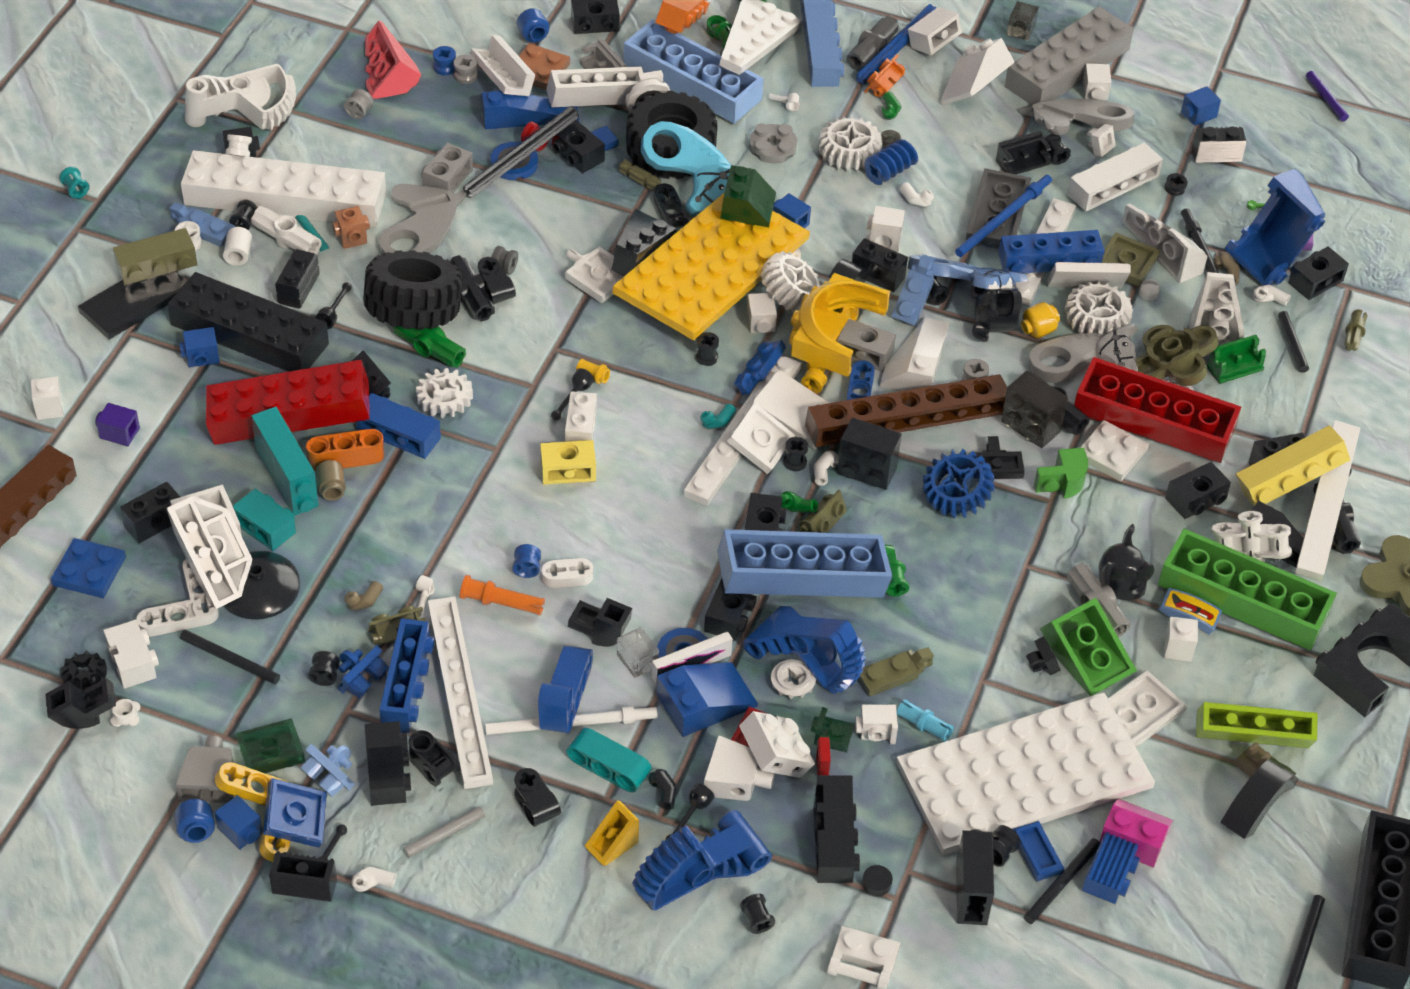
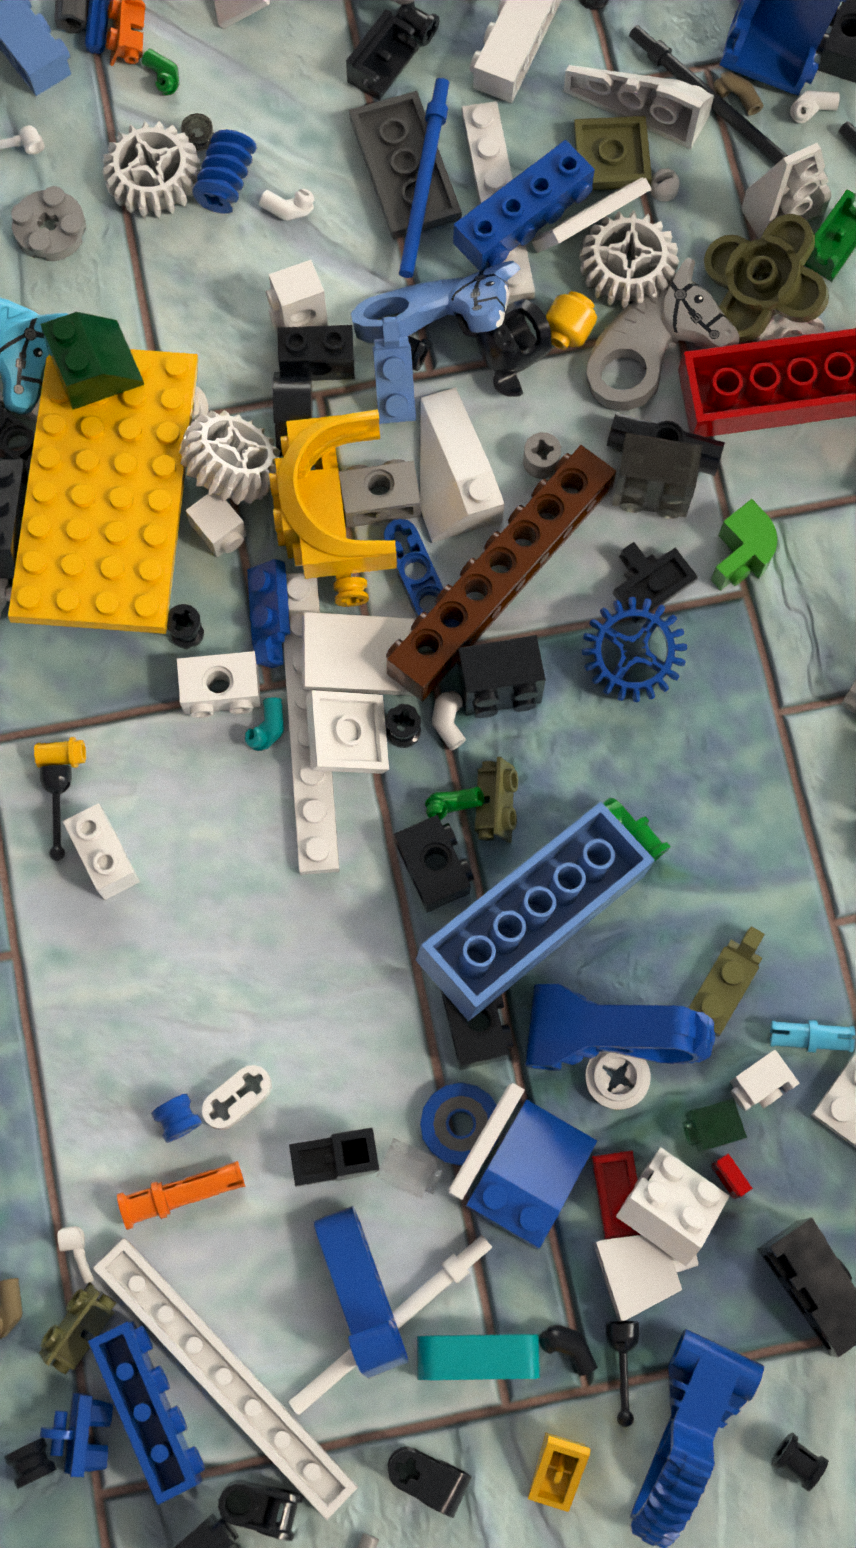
camera: 30 degrees left, 25 degrees up
(568, 462) = (116, 946): light yellow brick -> none
(706, 383) = (199, 674): none -> white brick
(793, 209) = (150, 330): blue brick -> none
(1113, 450) = (774, 469): white plate -> none

